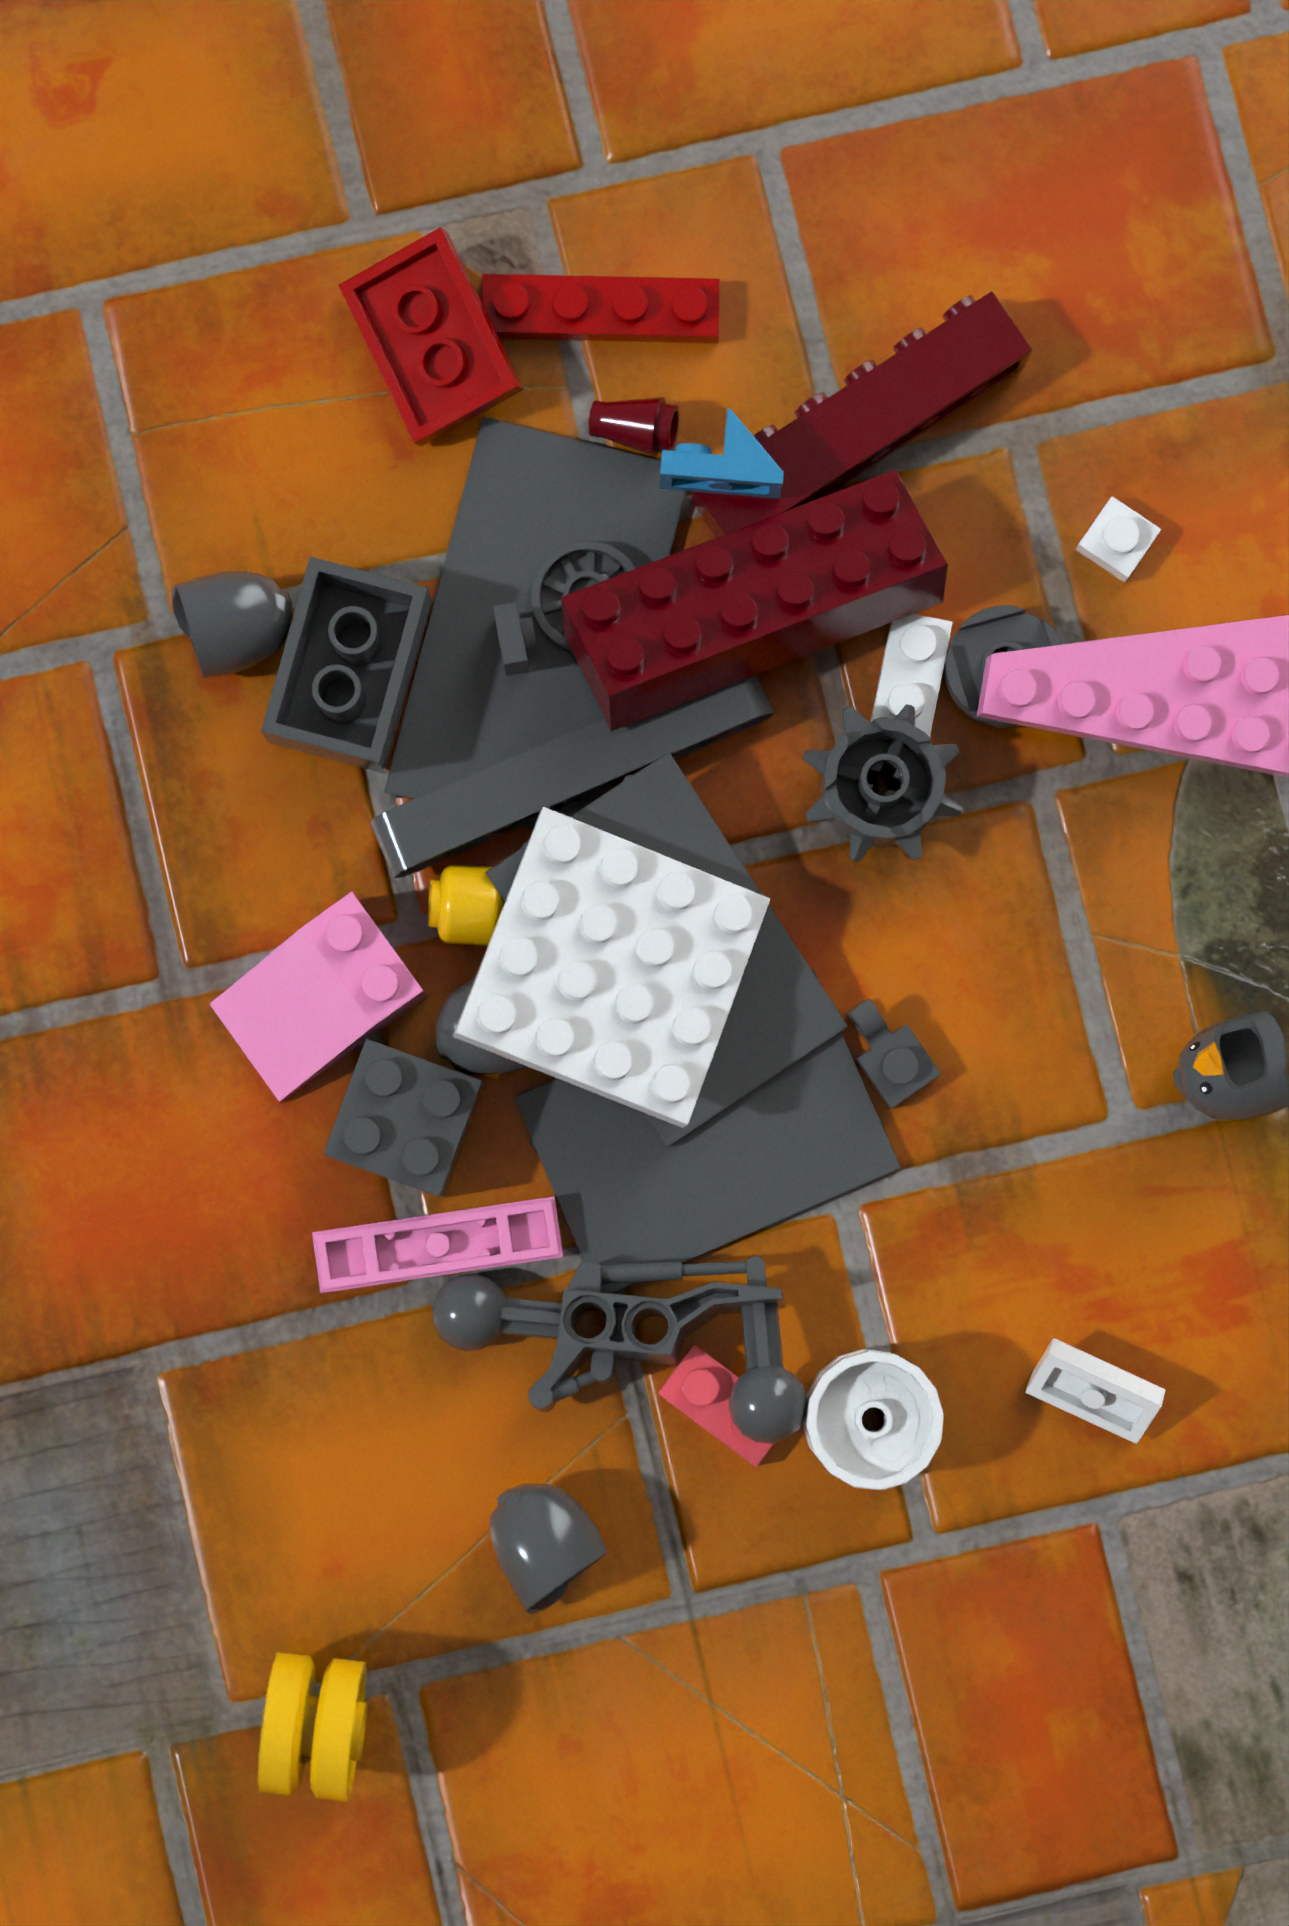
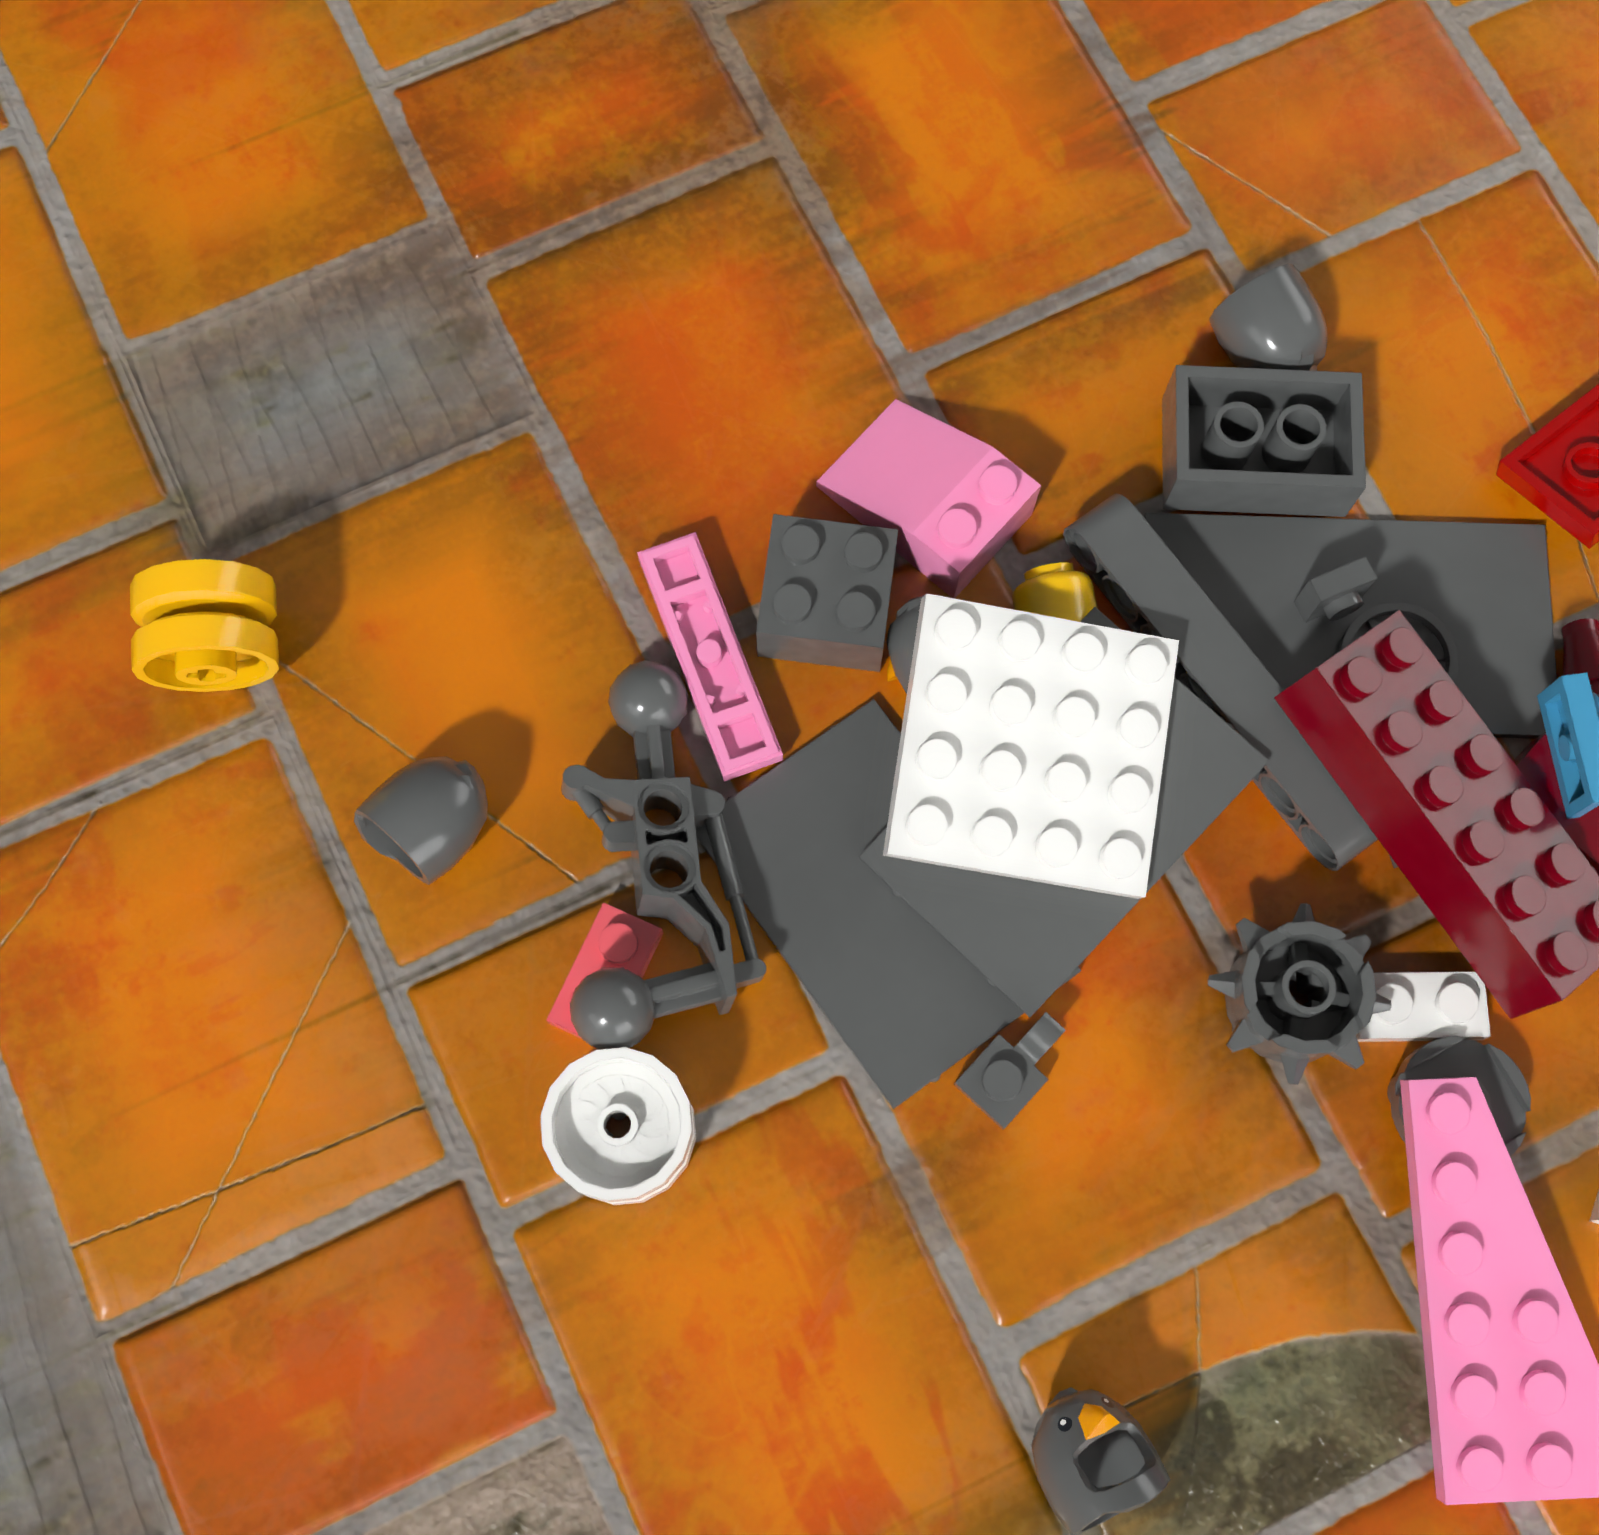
camera: 80 degrees right, 10 degrees down
(1095, 1391) = (699, 1375): white plate -> none

